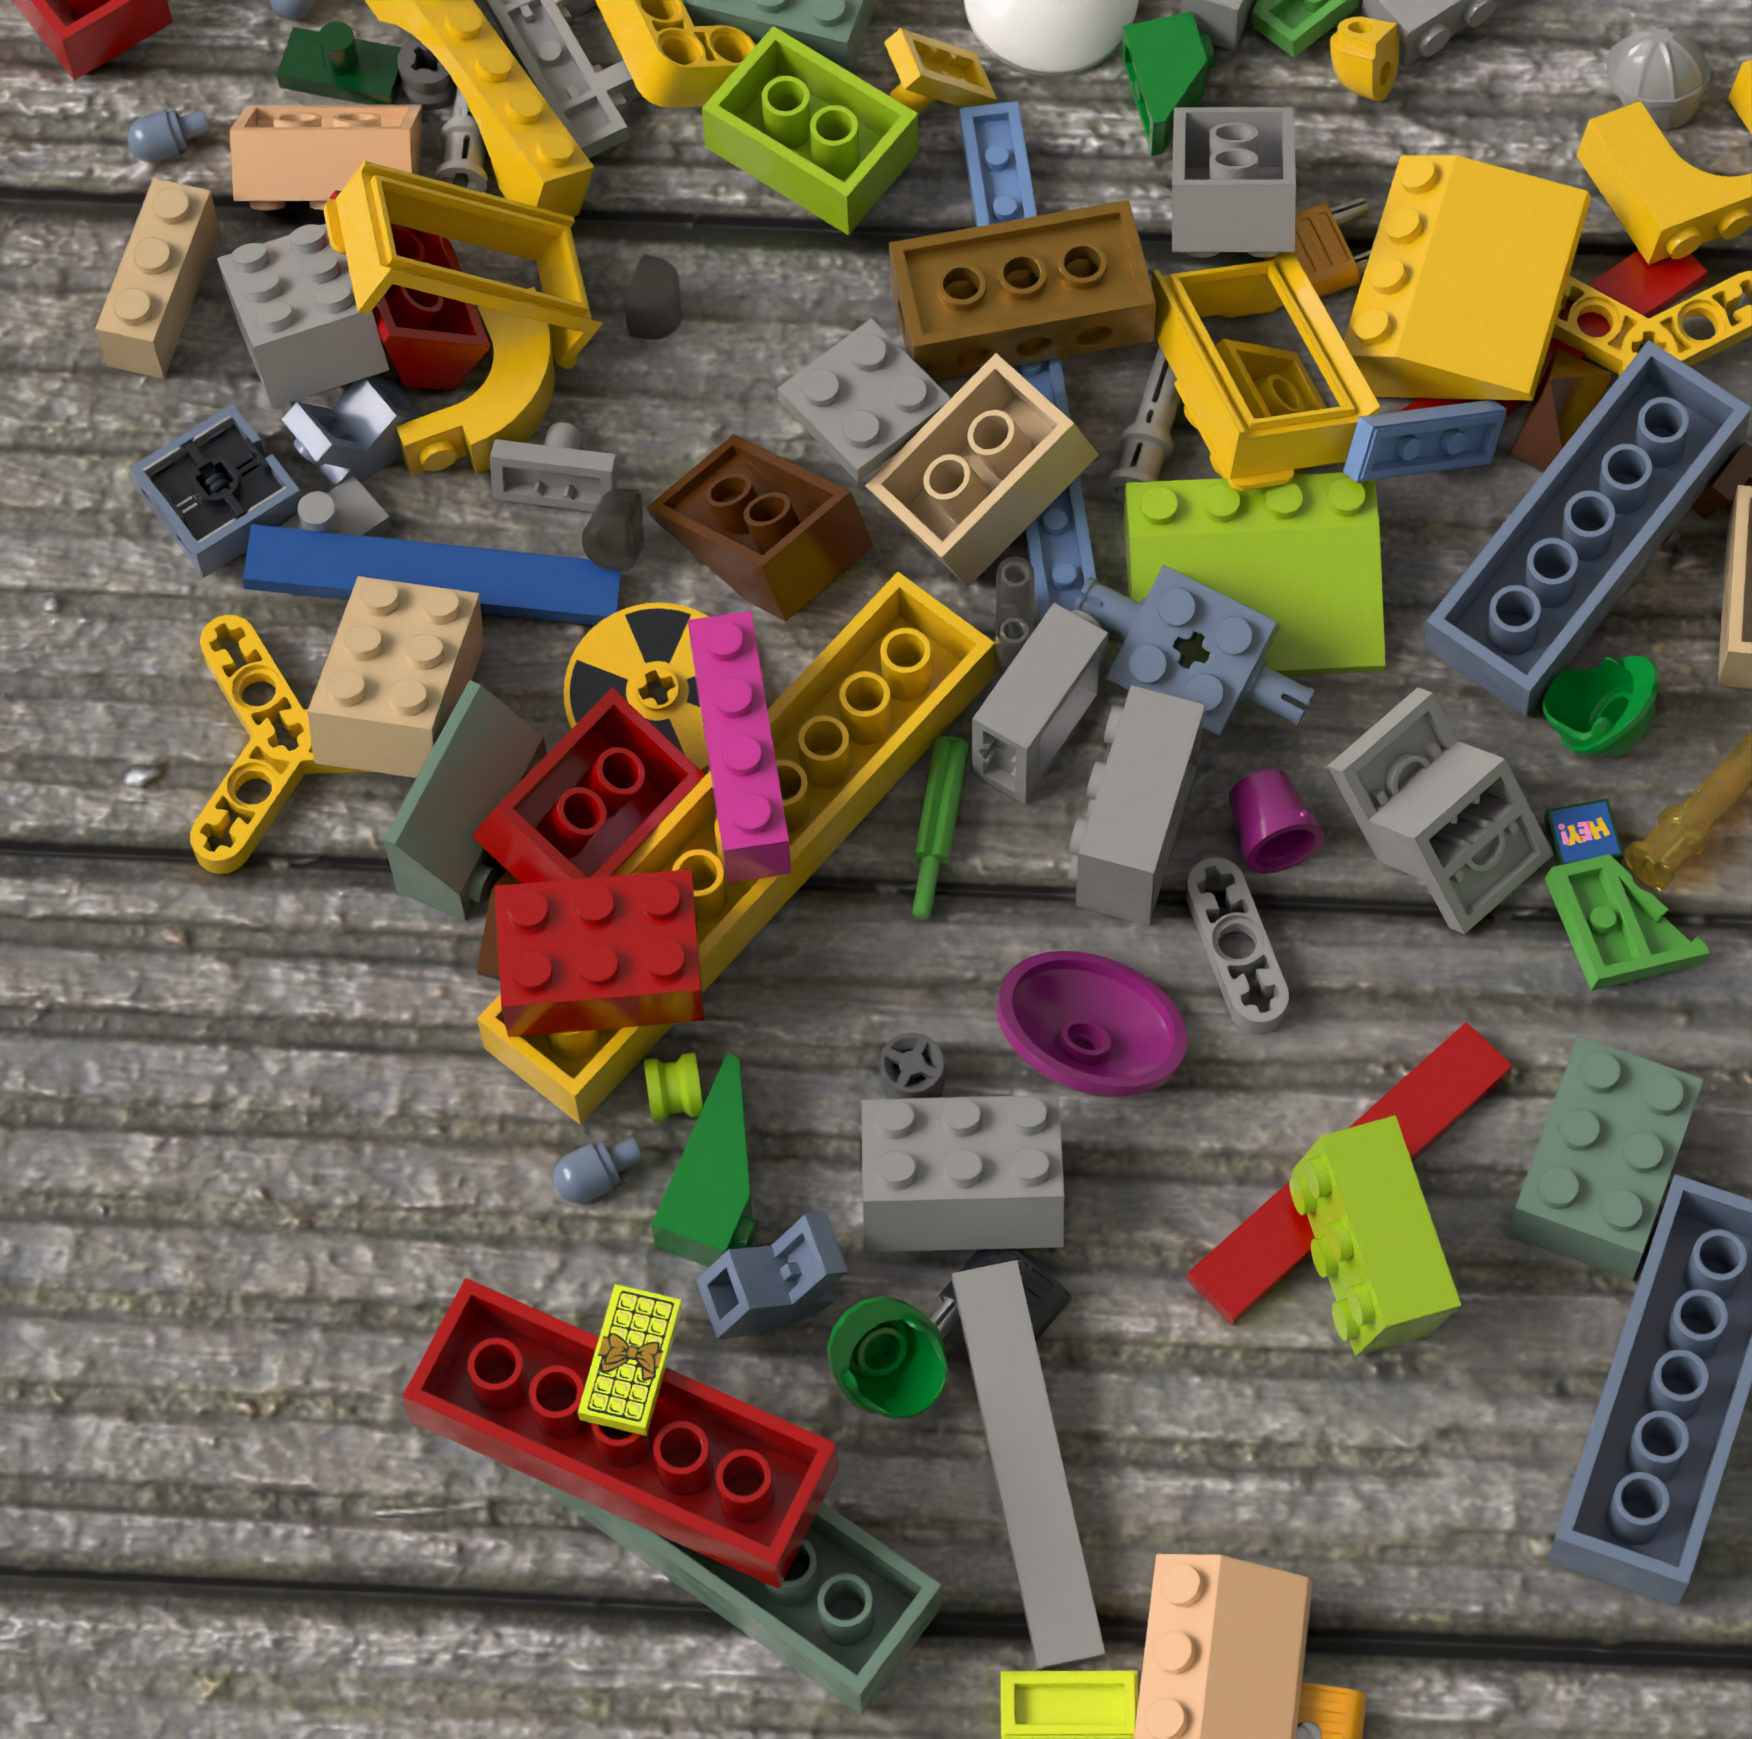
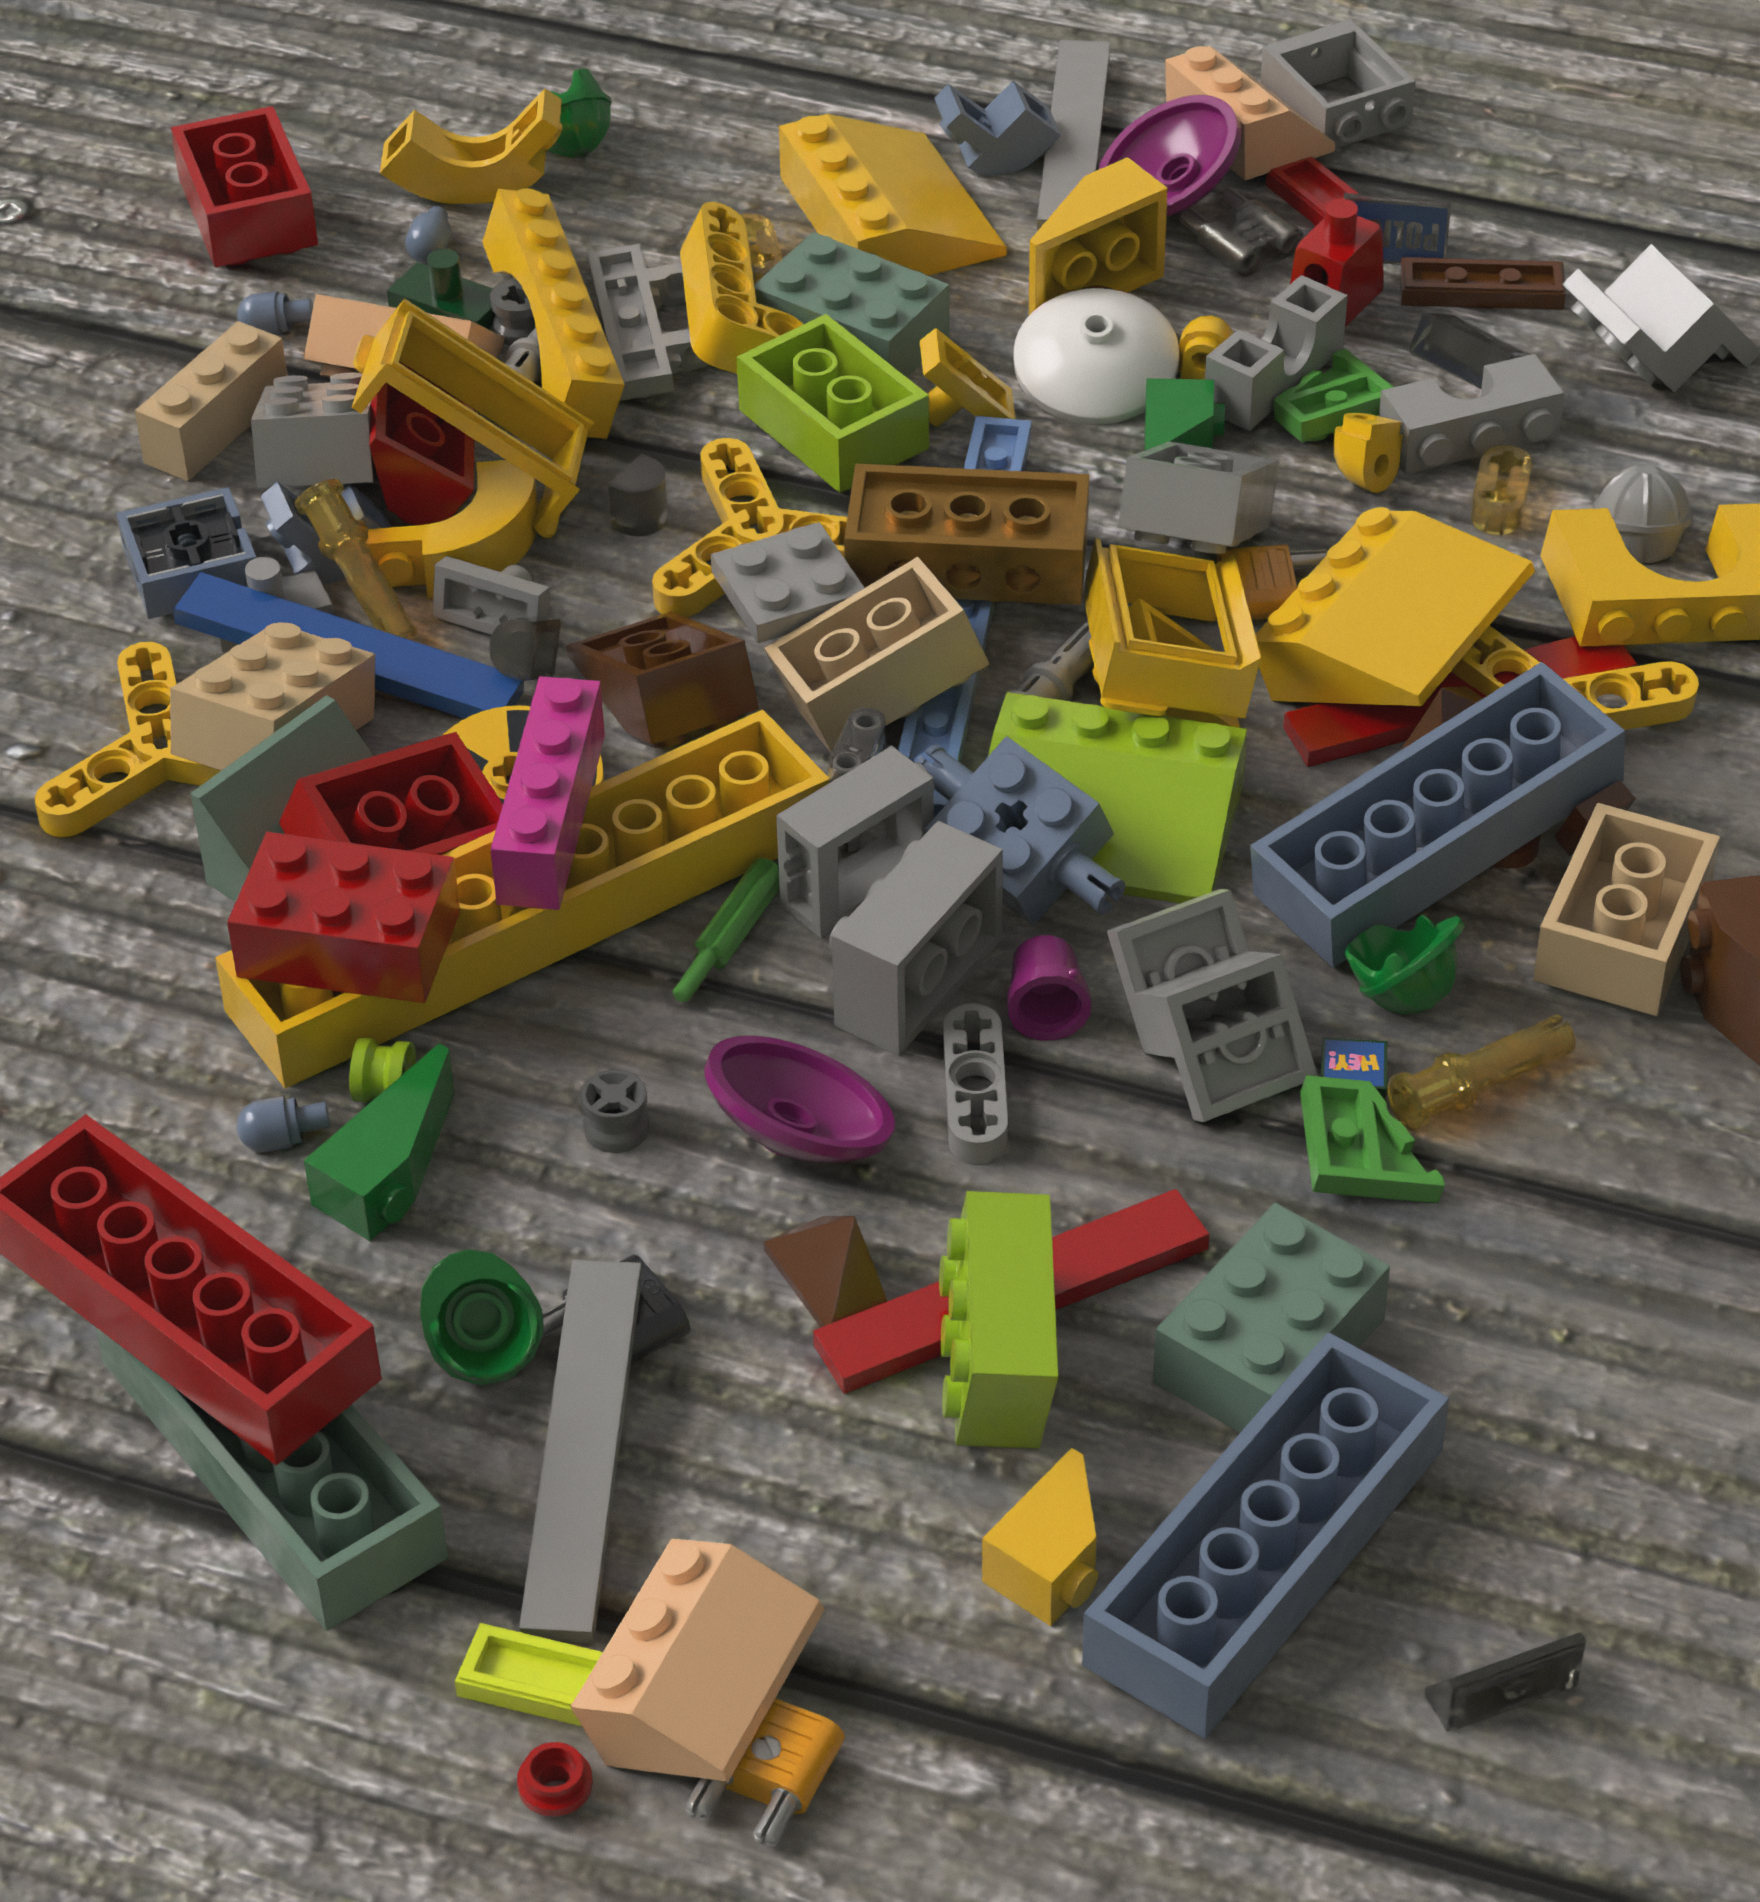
camera: 15 degrees right, 20 degrees down
(388, 452) = (345, 541): none -> clear yellow pin
(630, 1359) = (204, 1206): neon yellow tile -> none
(764, 326) = (686, 581): none -> yellow piece
(774, 1284) = (393, 1245): sand blue brick -> none
(962, 1173) = (620, 1188): light grey brick -> none
(1174, 1197) = (828, 1268): none -> reddish brown slope
(1424, 440) = (1304, 715): medium blue tile -> none
(1483, 1449) = (1046, 1544): none -> yellow slope
(1521, 70) = (1493, 488): none -> clear yellow beam

